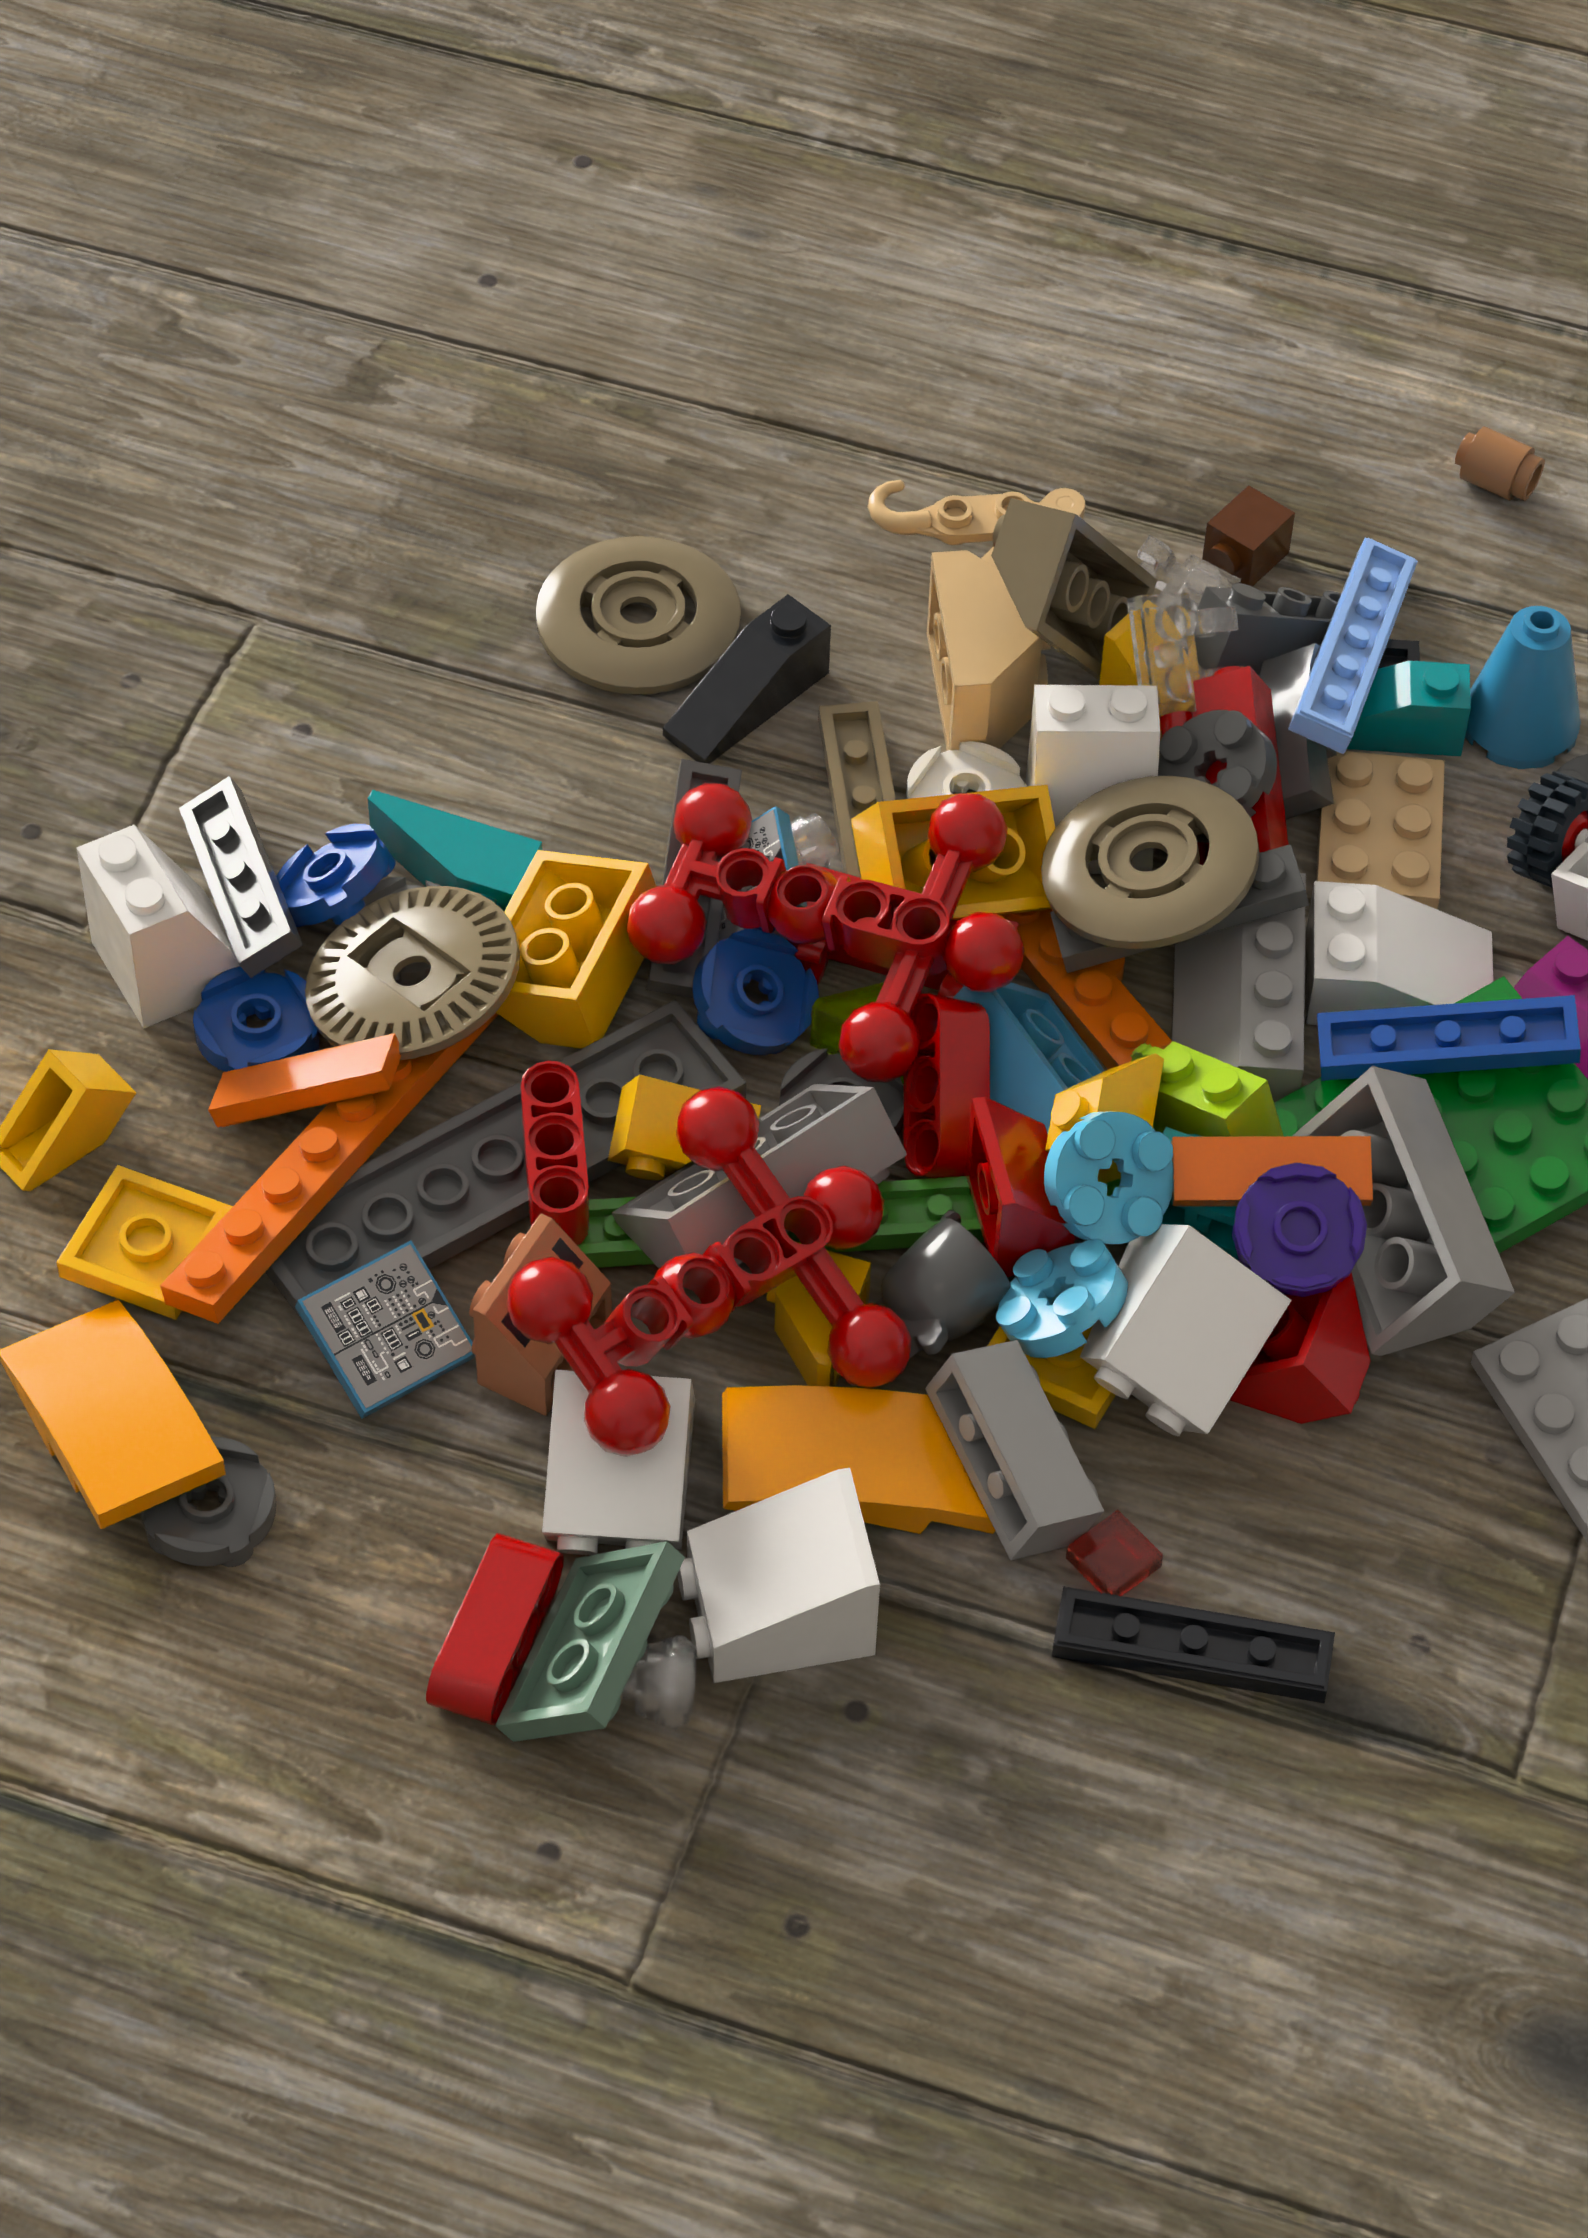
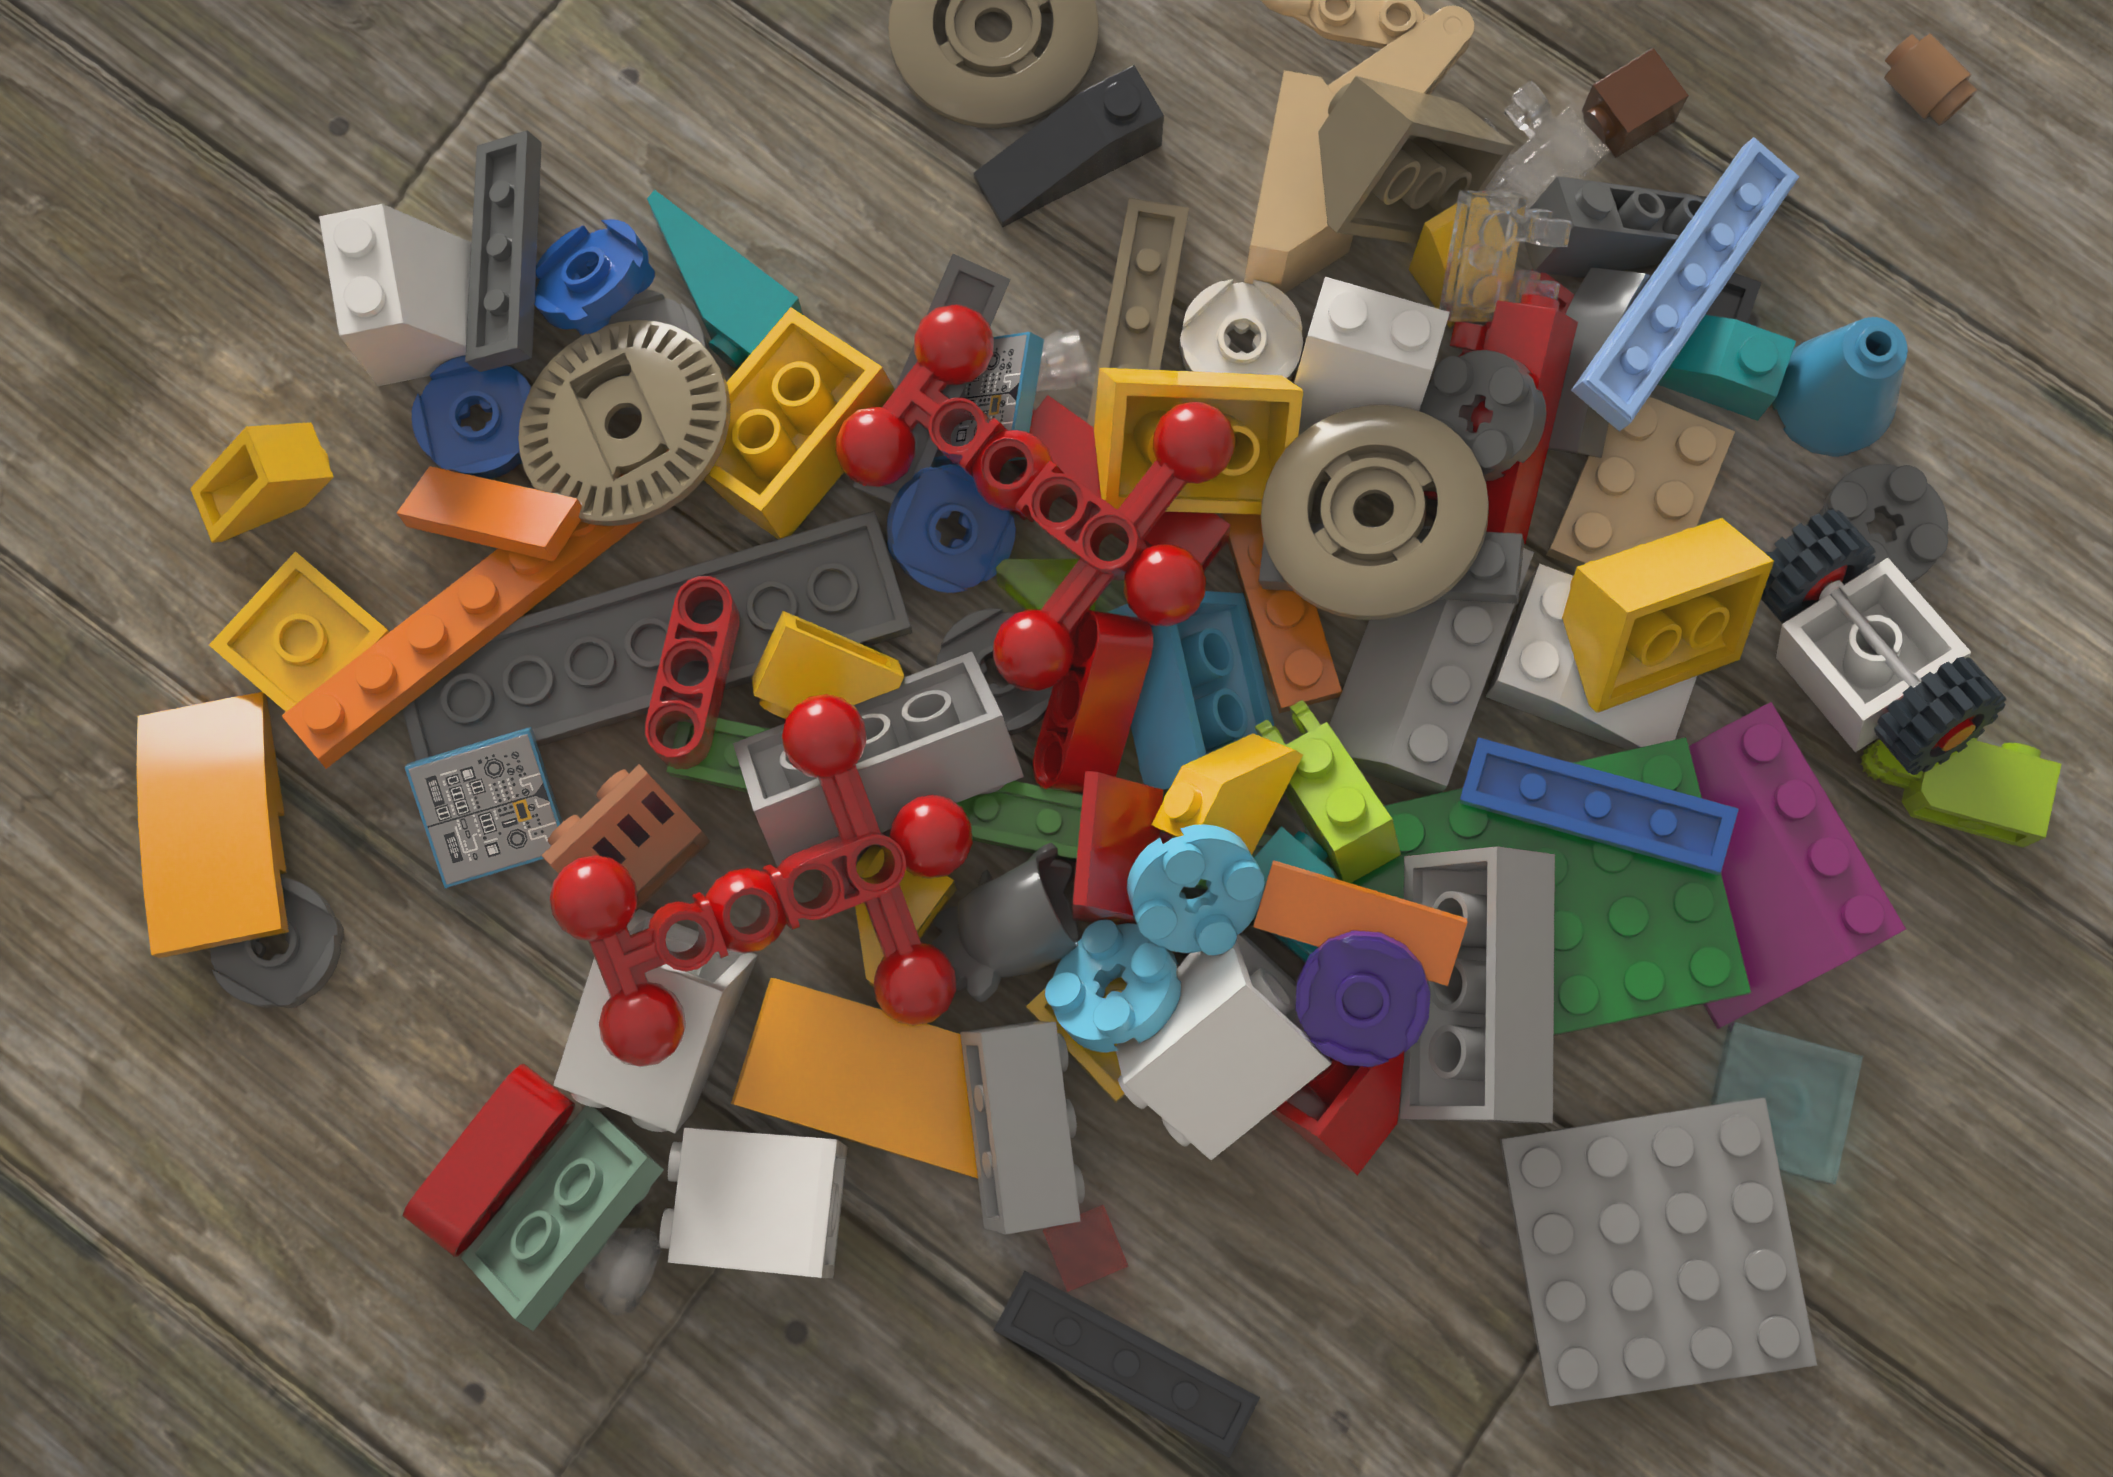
camera: 20 degrees right, 25 degrees up
(1442, 890) = (1663, 611): none -> yellow slope

